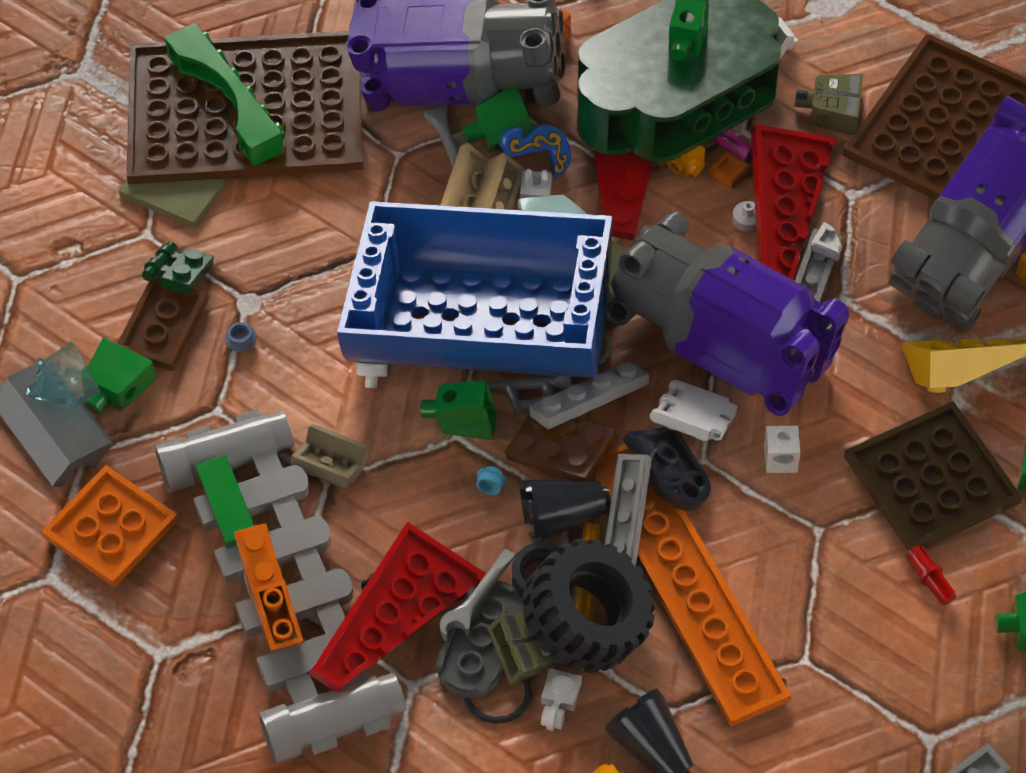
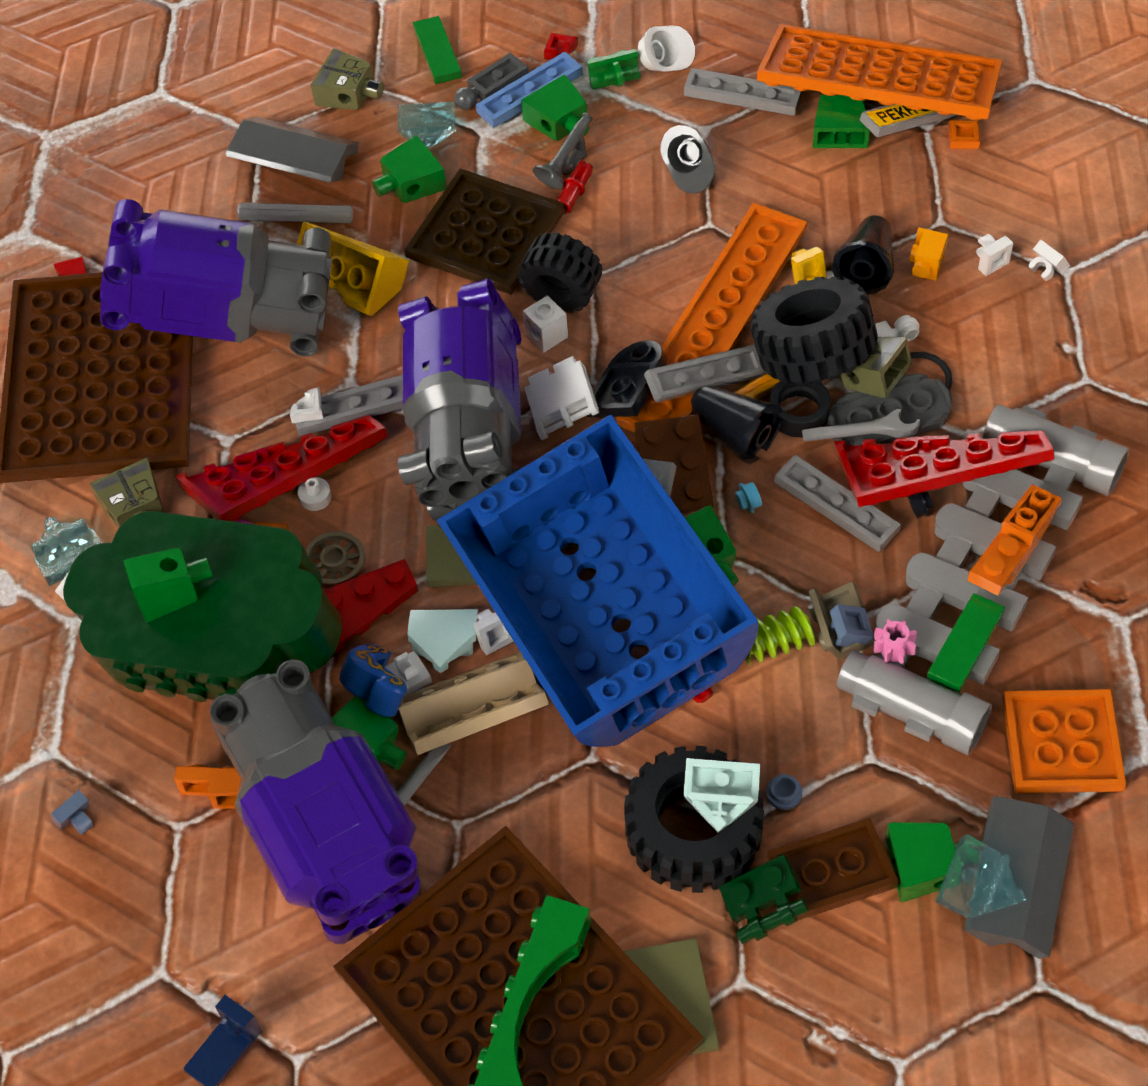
camera: 125 degrees left, 0 degrees up
(255, 260) = (721, 789): none -> light aqua slope
(258, 230) = (676, 859): none -> black tyre
(267, 451) = (895, 641): none -> bright pink gear
(309, 442) = (850, 625): none -> sand blue tile
(355, 406) = (780, 632): none -> lime piece
(448, 528) = (836, 503): none -> light grey plate
(676, 195) = (334, 557): none -> dark tan wheel
(683, 687) = (808, 264): none -> yellow tile
(817, 475) = (561, 270): none -> black tyre
(825, 51) = (61, 546): none -> clear light blue slope
(890, 684) = (687, 158): none -> dark grey piece
(973, 594) = (562, 163): none -> dark grey piece

